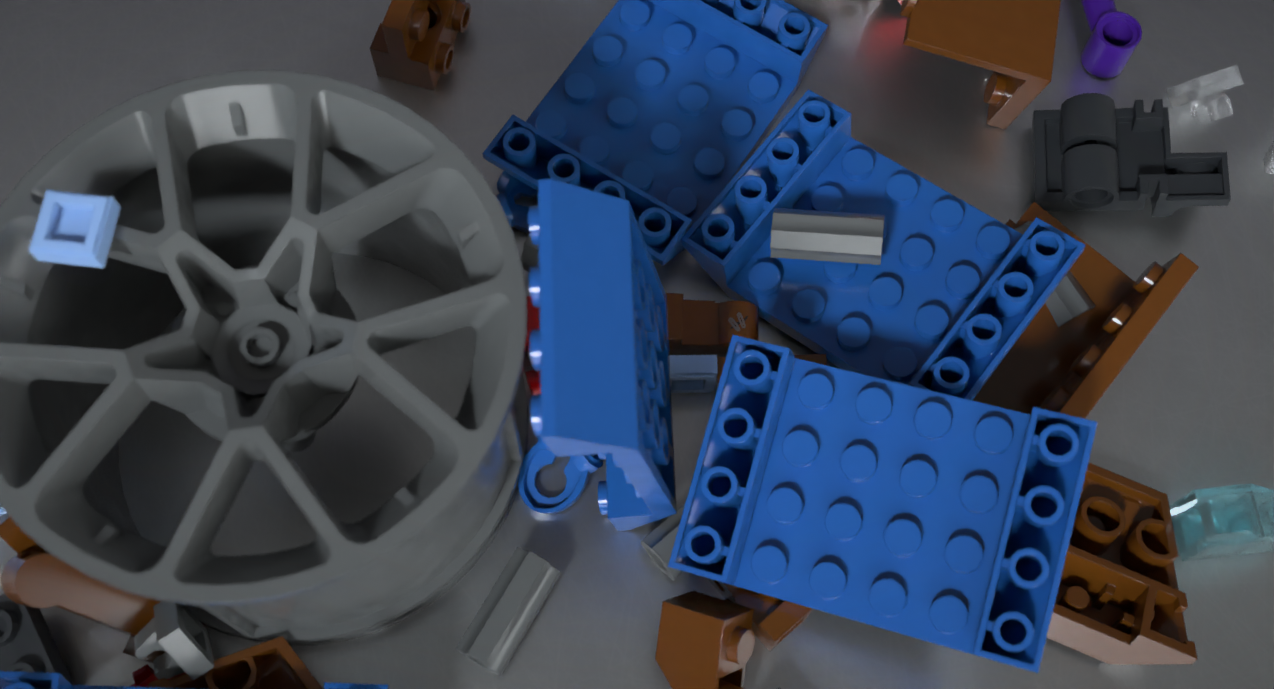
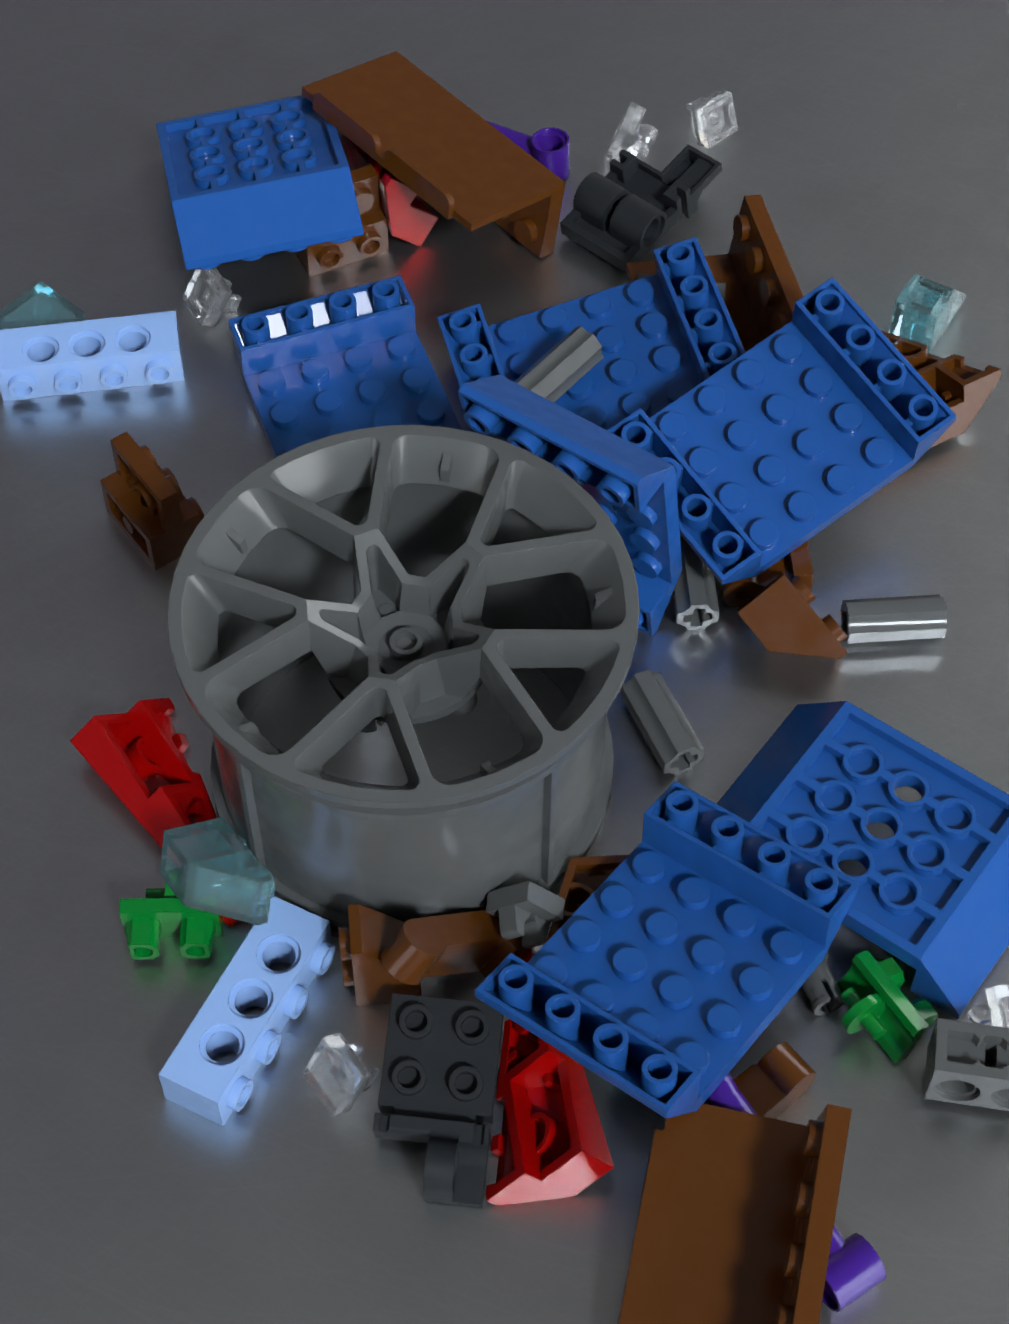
camera: 50 degrees left, 15 degrees down
(75, 228) = (253, 651): light blue tile -> none

